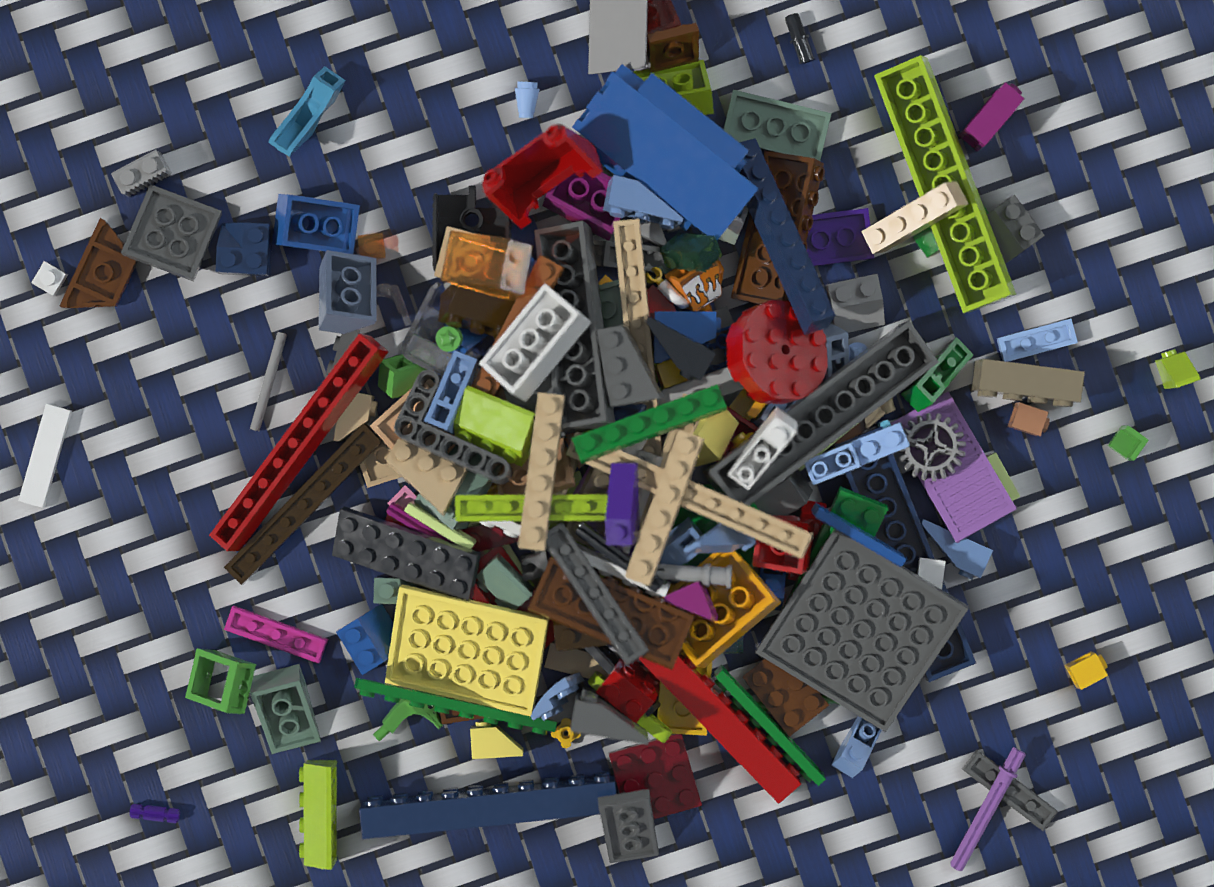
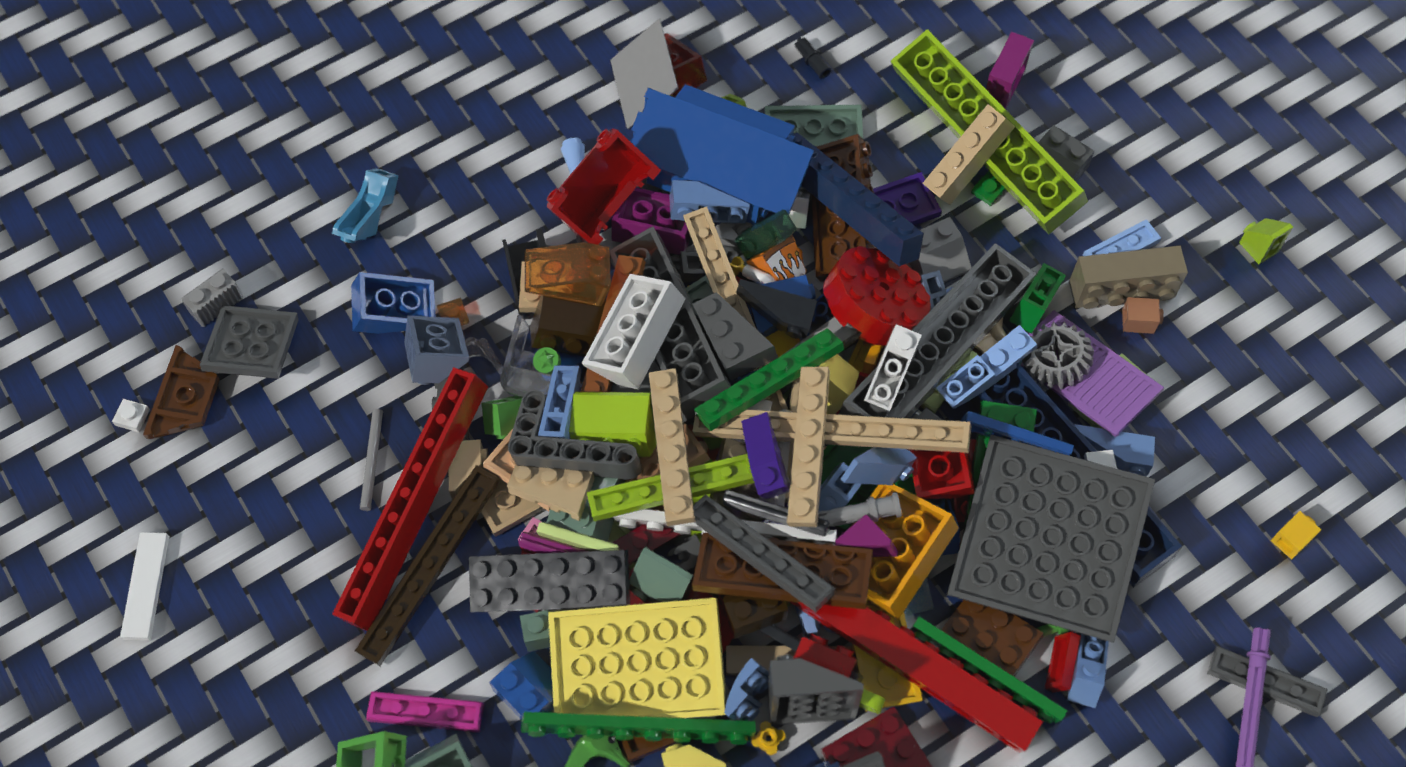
camera: 10 degrees left, 25 degrees down
(244, 249) = (326, 341): dark blue slope -> none
(673, 47) = (702, 73): reddish brown plate -> none
(838, 732) = (1062, 662): none -> red tile
(1128, 442) = (1246, 312): bright green panel -> none

